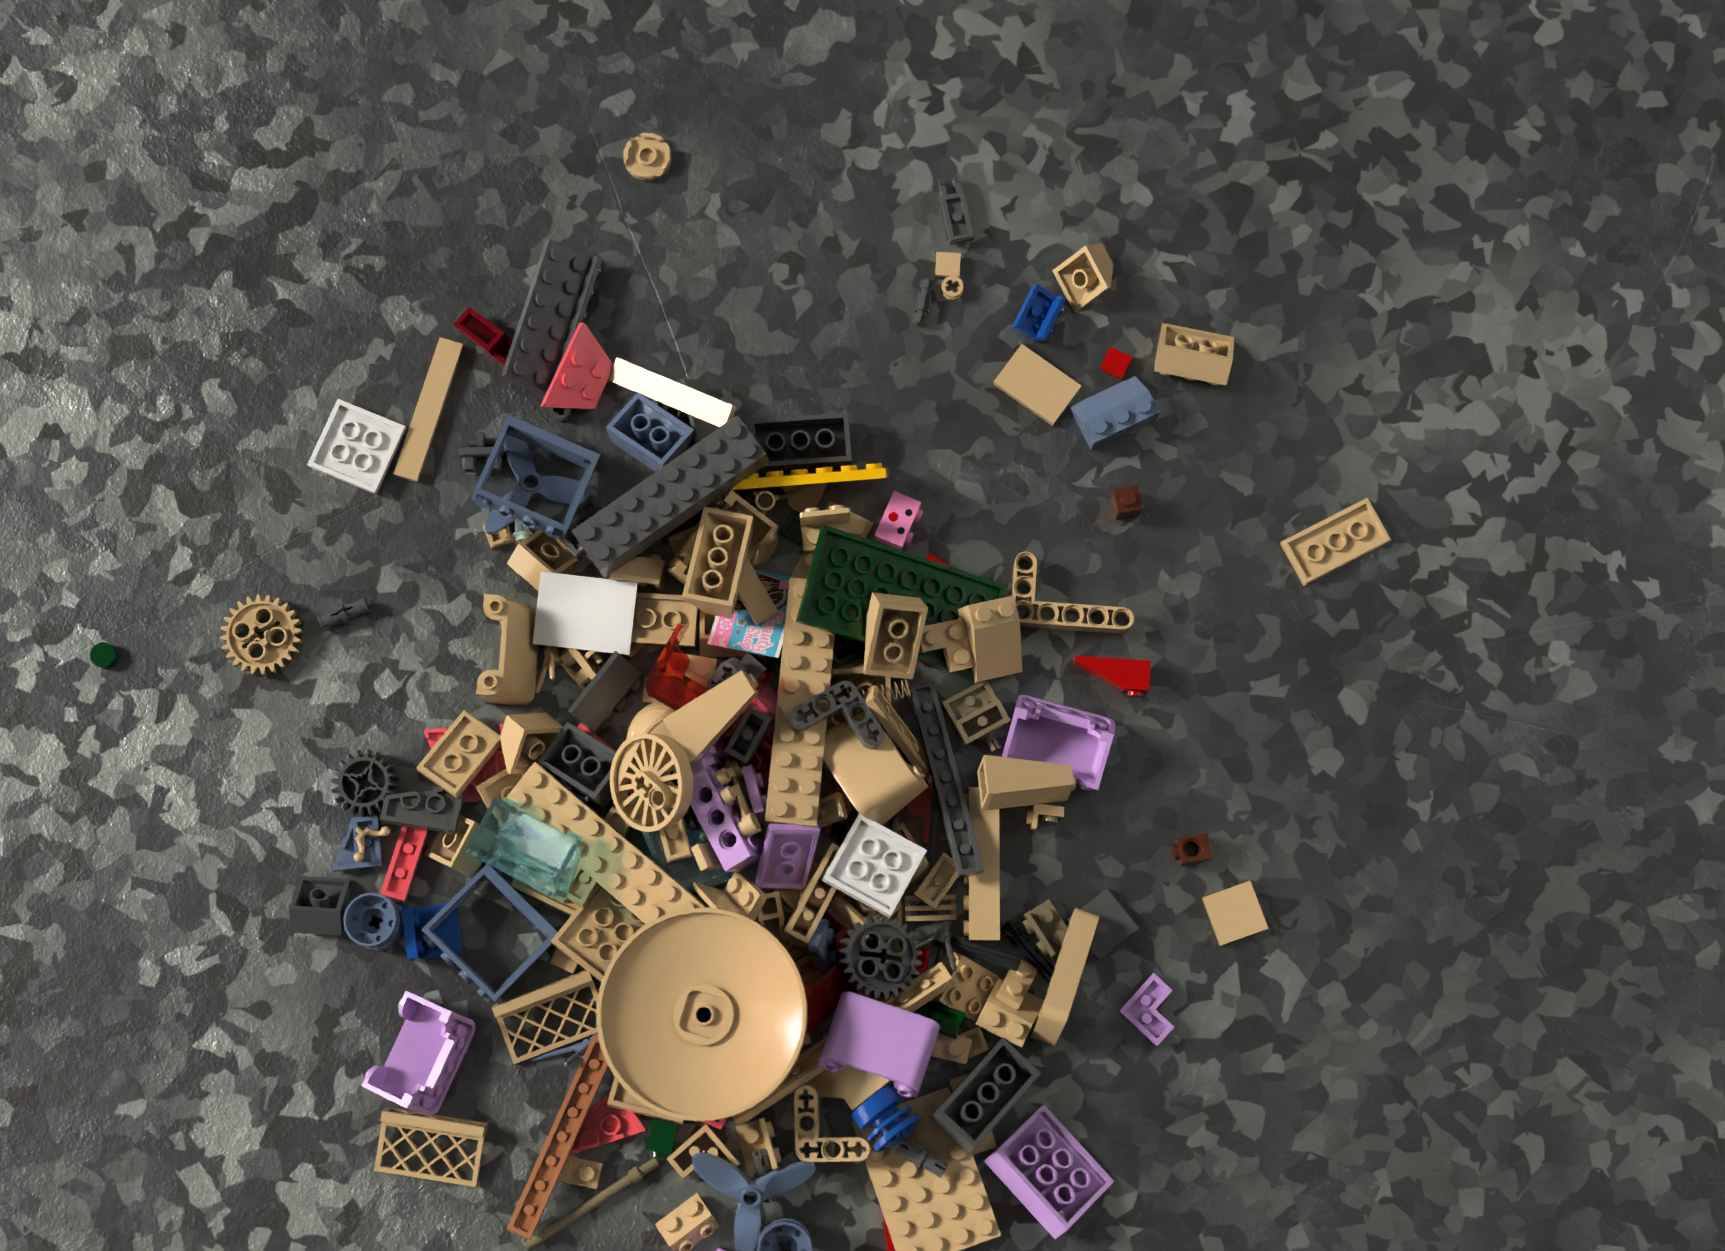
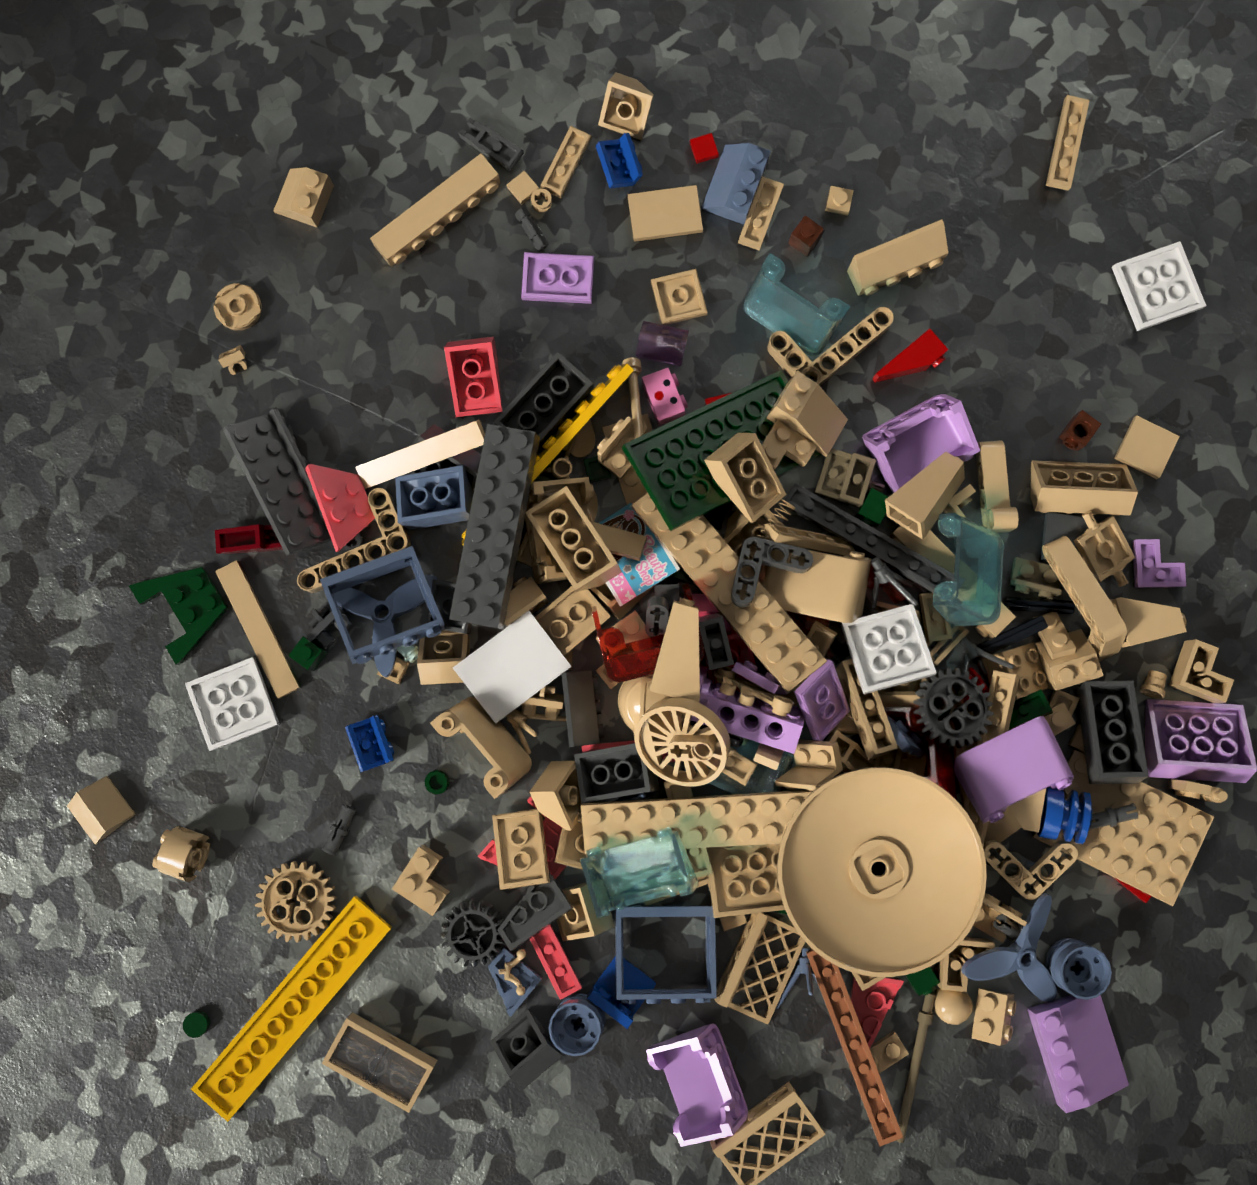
camera: 40 degrees left, 5 degrees up
(183, 710) = (291, 1008): none -> yellow plate
(188, 432) = (100, 809): none -> tan slope
(207, 809) = (379, 1062): none -> brick
(215, 520) = (182, 853): none -> tan brick
(361, 704) = (416, 883): none -> tan brick
(402, 343) = (193, 602): none -> dark green wing
(427, 571) = (370, 743): none -> blue bracket
(447, 462) = (308, 654): none -> dark green brick
(448, 647) = (437, 782): none -> dark green tile
(562, 426) = (364, 551): none -> tan beam
(605, 190) = (232, 357): none -> tan tile
(665, 1186) = (952, 1006): none -> tan hair
(770, 372) = (474, 376): none -> coral slope
(776, 120) = (304, 195): none -> tan slope
(863, 222) = (436, 210): none -> tan brick
(896, 479) = (635, 364): none -> tan piece
(907, 357) = (557, 278): none -> lavender tile
(925, 807) = (884, 575): none -> dark grey plant
(937, 480) = (662, 343): none -> clear purple panel
(971, 755) = (873, 508): none -> dark green brick
(985, 458) = (679, 297): none -> tan tile
(996, 872) = (978, 571): none -> clear light blue windscreen
(999, 276) = (566, 161): none -> tan tile
(1004, 1198) = (1197, 790): none -> tan plate
(1056, 573) = (787, 311): none -> clear light blue windscreen
(1058, 1097) = (1154, 685): none -> tan piece
(1083, 828) = (994, 488): none -> tan beam
(1093, 1037) = (1148, 620): none -> tan slope
(1094, 1118) = (1194, 673): none -> tan brick
(1109, 453) = (760, 213): none -> tan plate
(1121, 956) = (1104, 549): none -> tan plate
(1151, 894) = (1082, 488): none -> tan slope
(1179, 586) = (899, 259): none -> tan slope
(1181, 500) = (839, 200): none -> tan plate
(1194, 354) = (752, 91): tan slope -> none
(1335, 541) = (968, 132): tan tile -> none
(1366, 798) = (1158, 286): none -> white plate
(1404, 621) = (1067, 142): none -> tan plate

